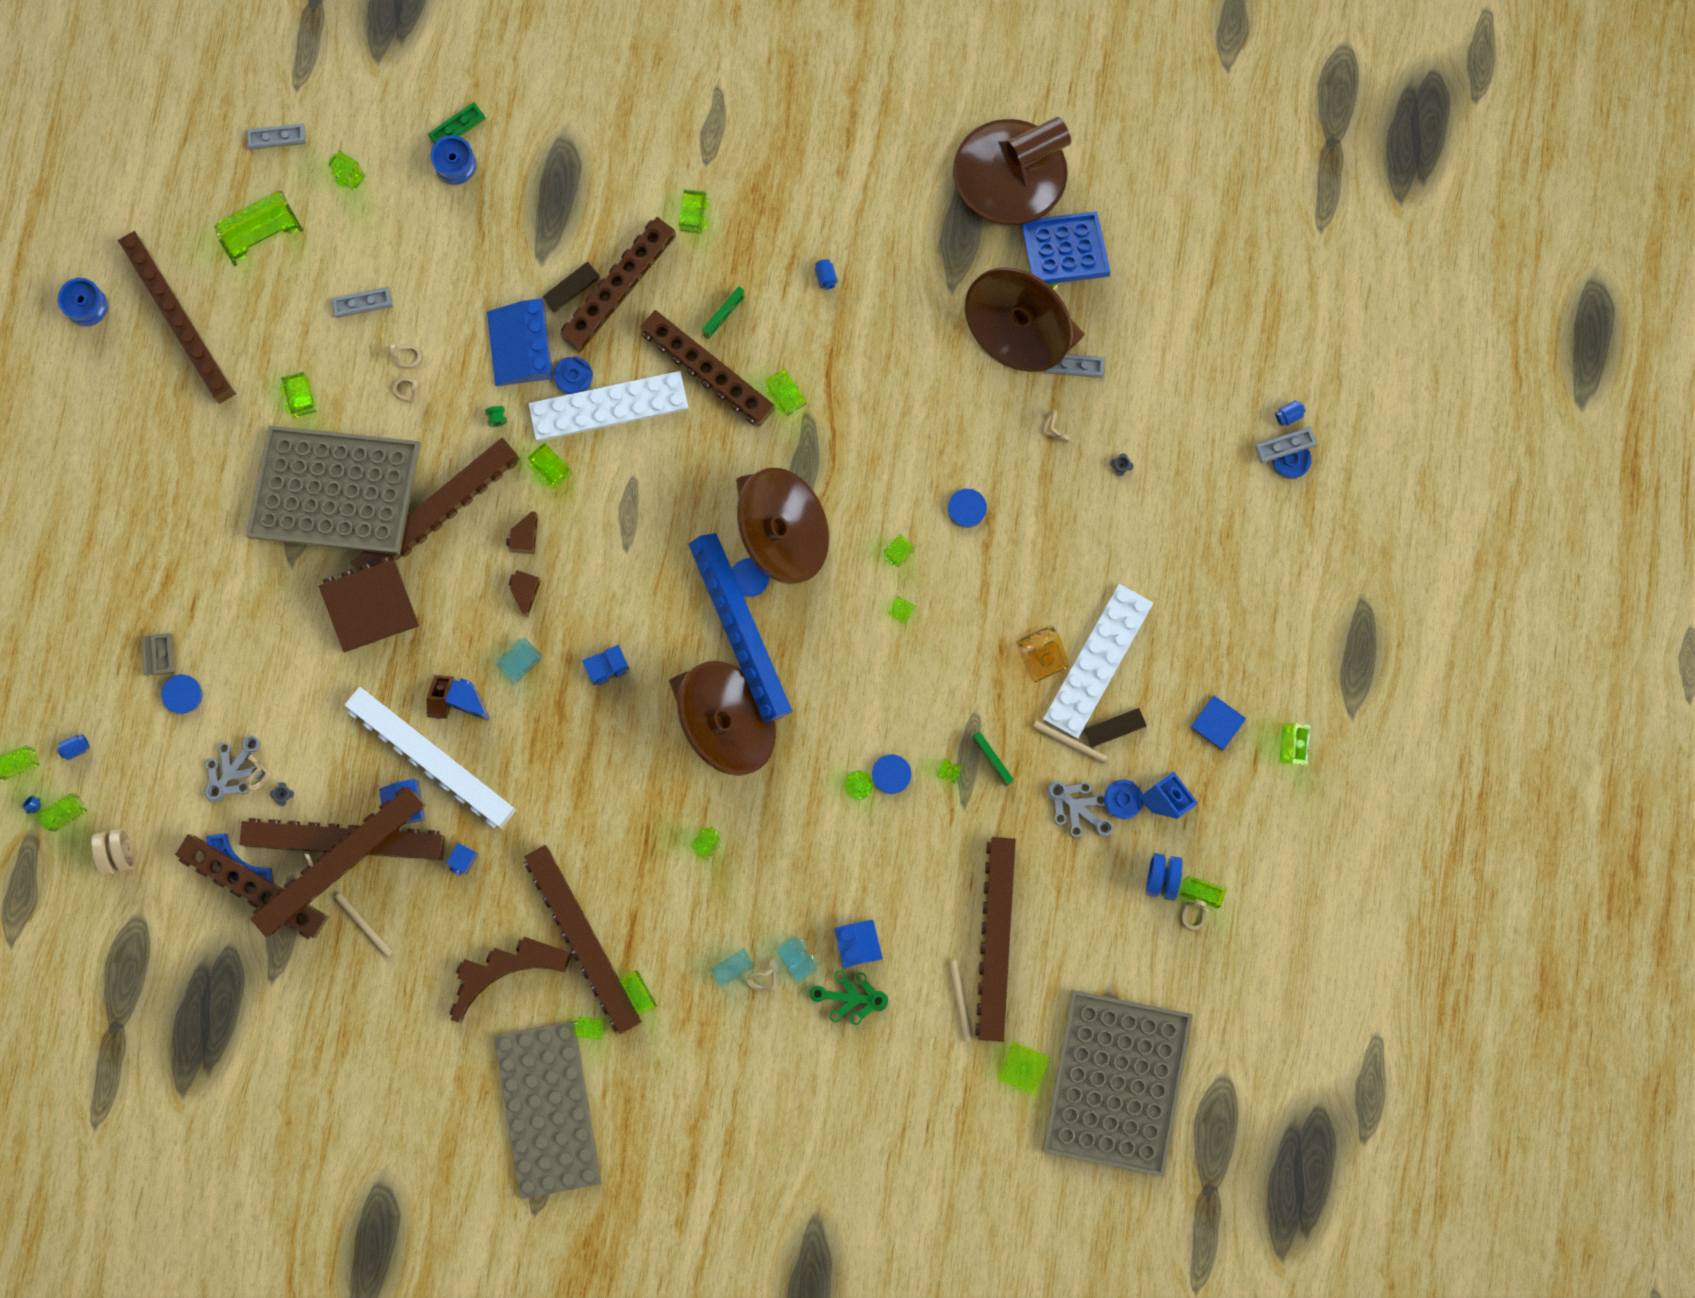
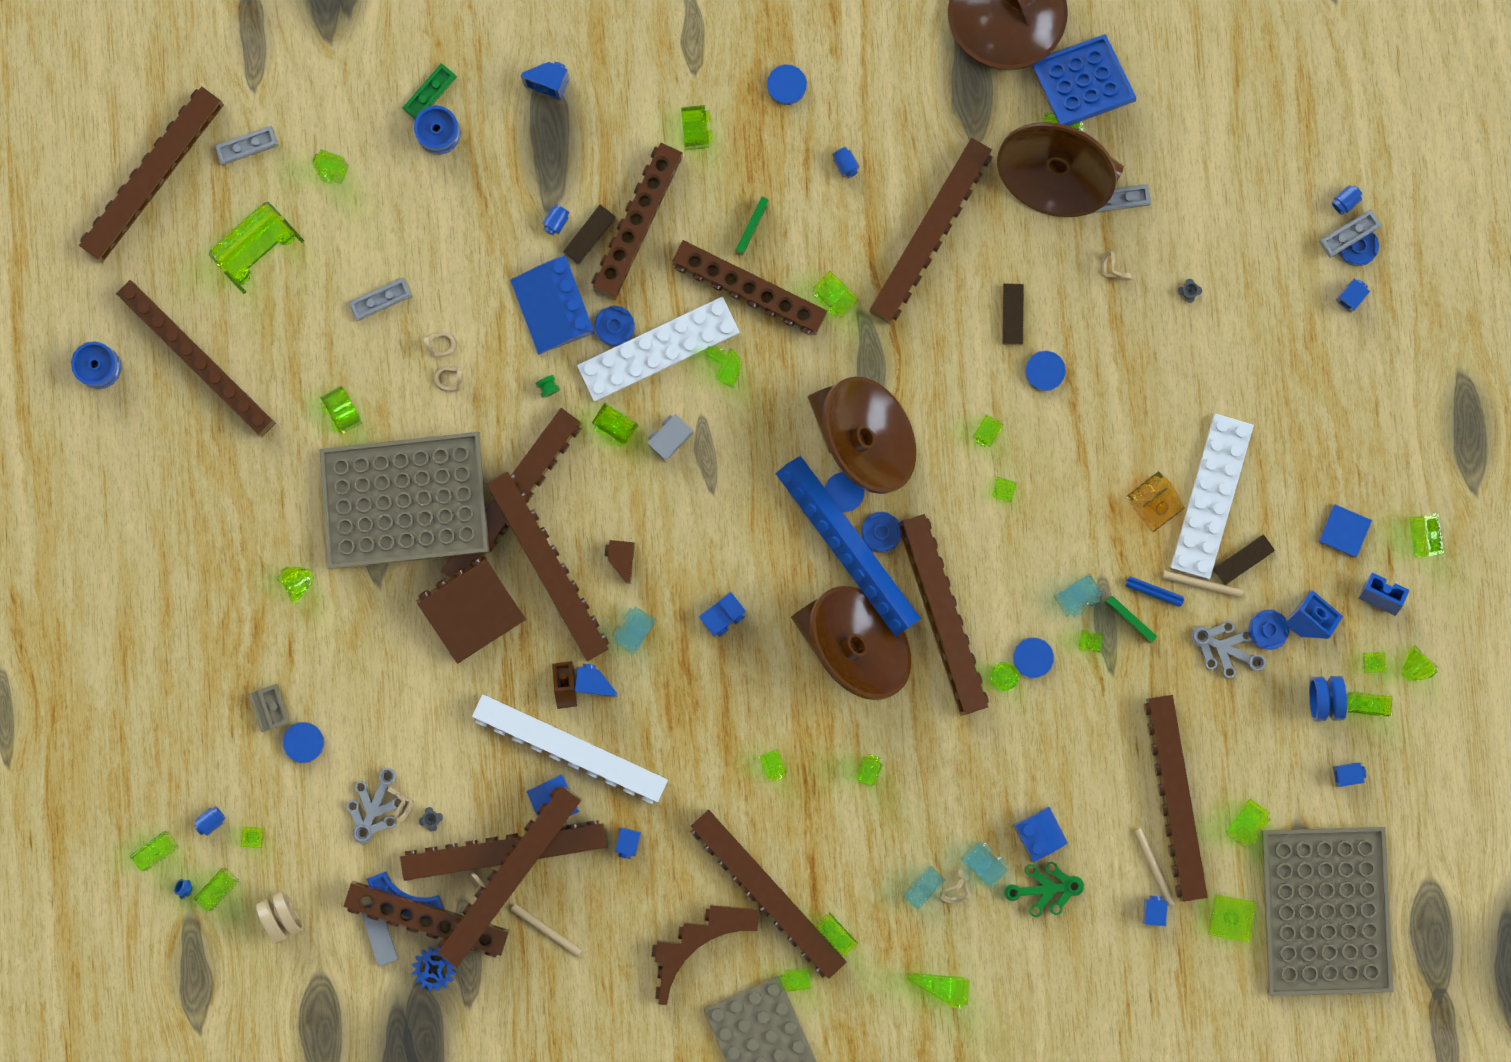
camera: 15 degrees left, 5 degrees up
(109, 771) = (252, 837): none -> clear neon green plate
(181, 142) = (151, 174): none -> reddish brown brick
(204, 897) = (380, 939): none -> light grey tile
(214, 542) = (295, 581): none -> clear neon green brick
(250, 944) = (440, 977): none -> blue gear
(451, 580) = (545, 562): none -> reddish brown brick
(523, 535) = (606, 502): reddish brown slope -> none
(542, 266) = (555, 220): none -> blue brick
(566, 136) = (547, 79): none -> blue slope
(598, 488) = (670, 437): none -> light grey brick
(618, 818) = (773, 765): none -> clear neon green brick
(671, 435) = (730, 365): none -> clear neon green brick
(728, 1069) = (950, 989): none -> clear neon green slope
(778, 628) = (875, 534): none -> blue tile
(788, 192) = (786, 84): none -> blue tile
(814, 713) = (942, 615): none -> reddish brown brick
(890, 354) = (931, 230): none -> reddish brown brick
(948, 724) = (1078, 595): none -> clear light blue brick
(949, 448) = (1013, 314): none -> dark brown tile
(950, 1043) = (1155, 911): none -> blue brick
(1022, 738) = (1154, 591): none -> blue axle
(1060, 979) = (1248, 823): none -> clear neon green brick
(1169, 955) = (1349, 774): none -> blue brick
(1197, 903) = (1371, 717): tan piece -> none
(1217, 854) = (1374, 662): none -> clear neon green plate
(1240, 791) = (1383, 595): none -> blue brick
(1258, 866) = (1418, 666): none -> clear neon green brick
(1275, 503) = (1353, 295): none -> blue brick

